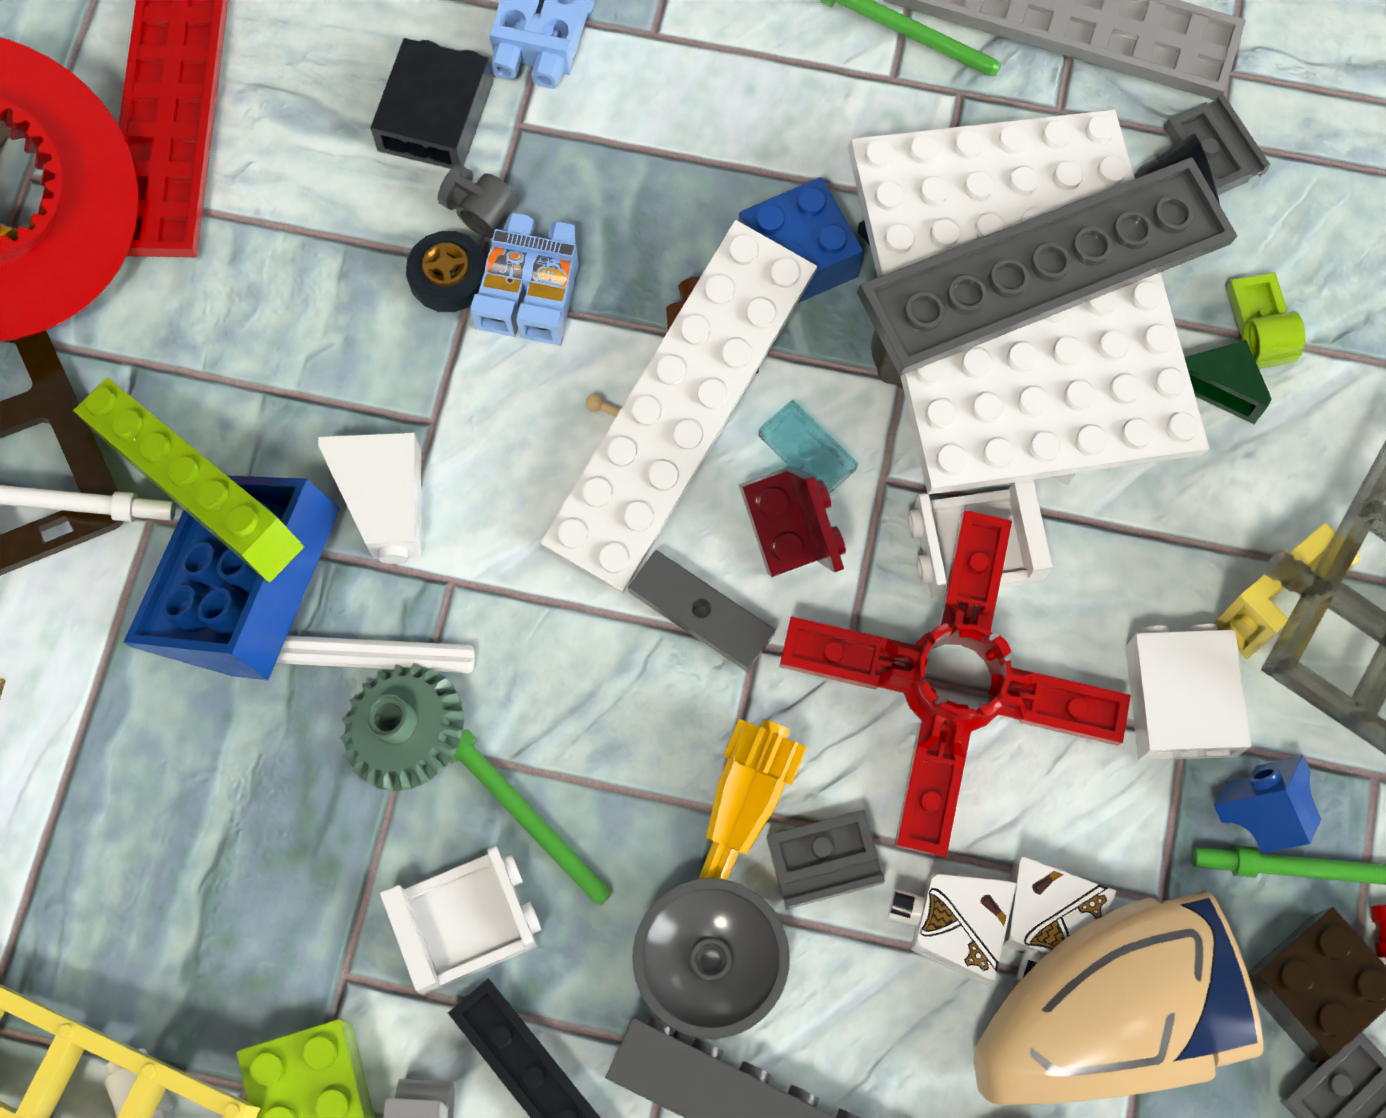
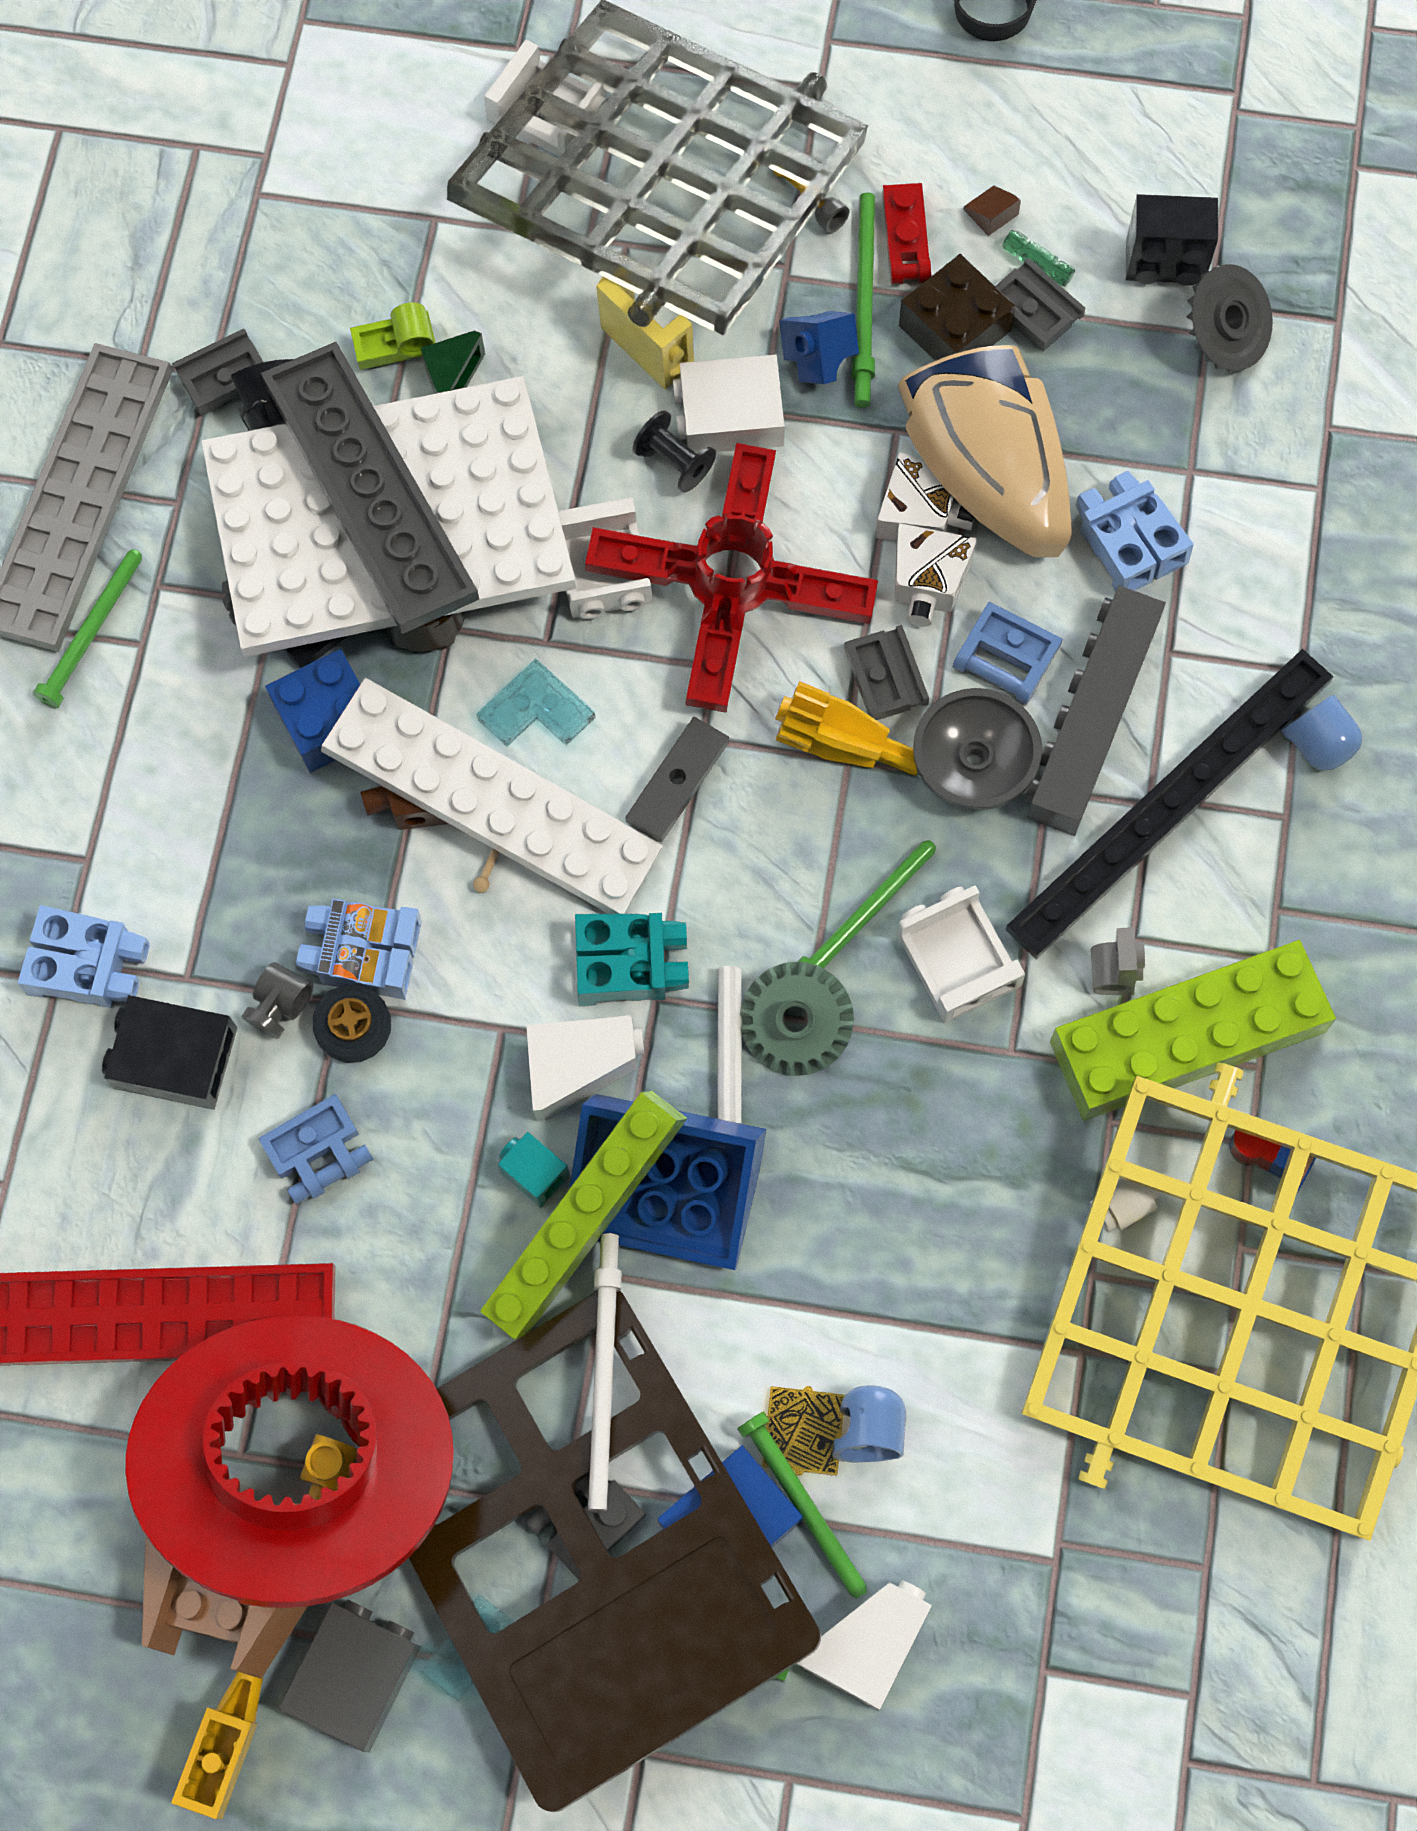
camera: 90 degrees left, 0 degrees up
(265, 441) = (532, 1168): none -> teal brick
(330, 230) = (307, 1139): none -> medium blue plate
(485, 562) = (625, 957): none -> teal hips
(792, 521) = (595, 697): dark red bracket -> none
(862, 1022) = (1014, 642): none -> medium blue plate
(1136, 602) = (656, 438): none -> black piece

